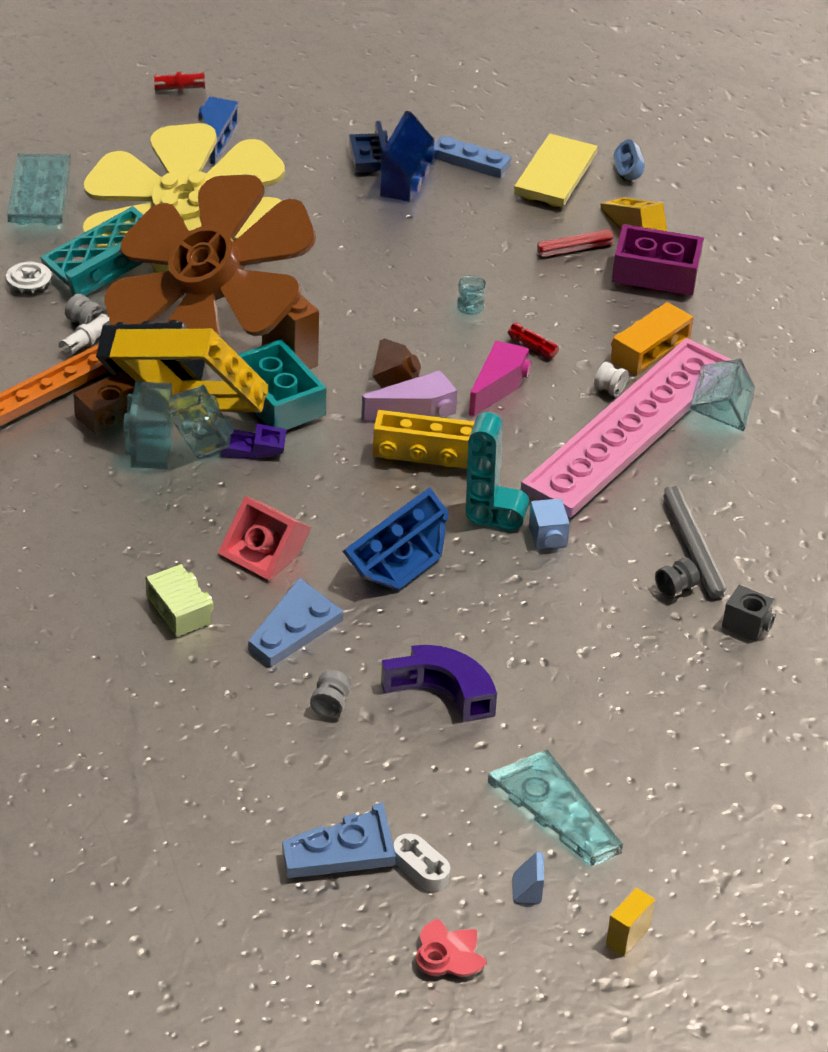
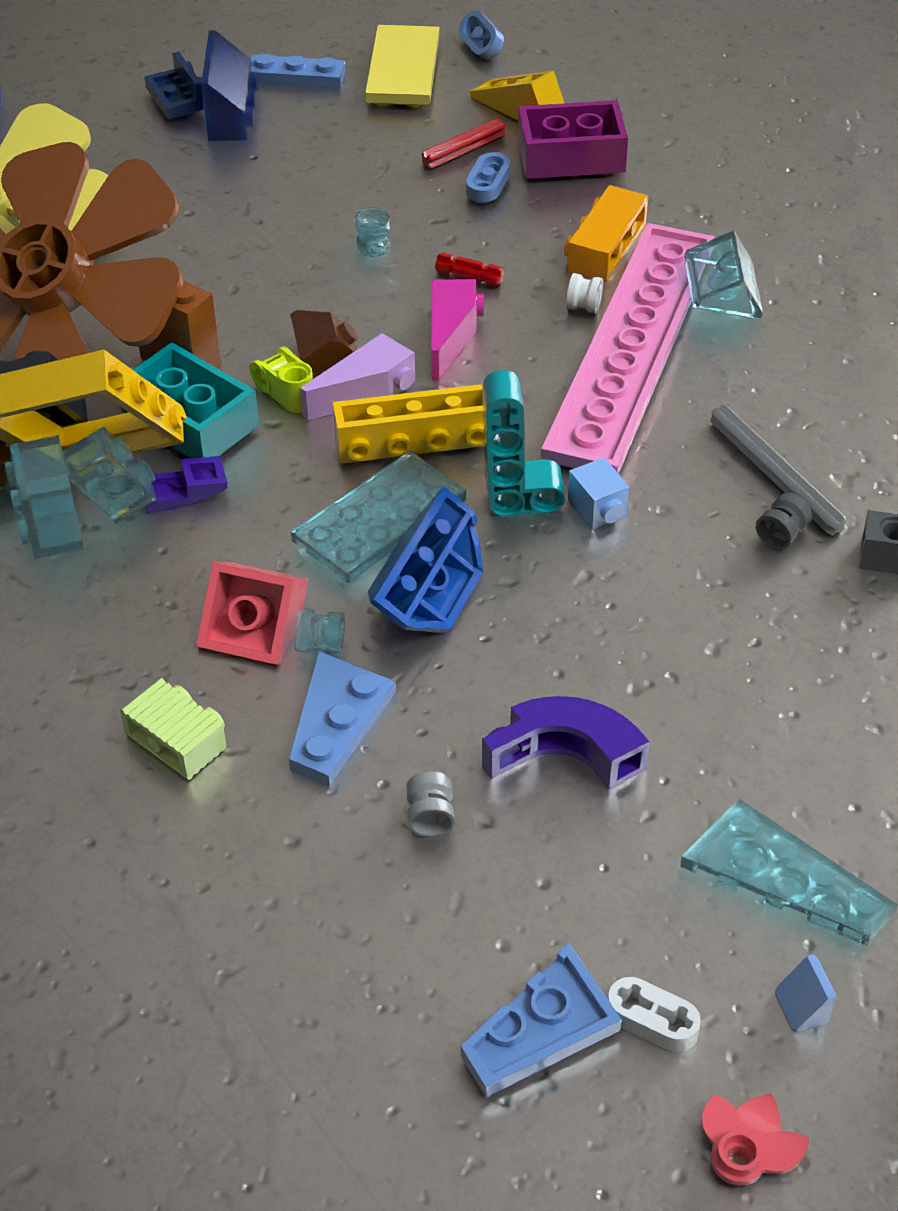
camera: 15 degrees left, 5 degrees up
(304, 564) = (319, 631): none -> clear light blue wheel
(354, 383) = (282, 378): none -> neon yellow piece
(372, 499) = (372, 516): none -> clear light blue tile
(580, 274) = (488, 177): none -> medium blue plate

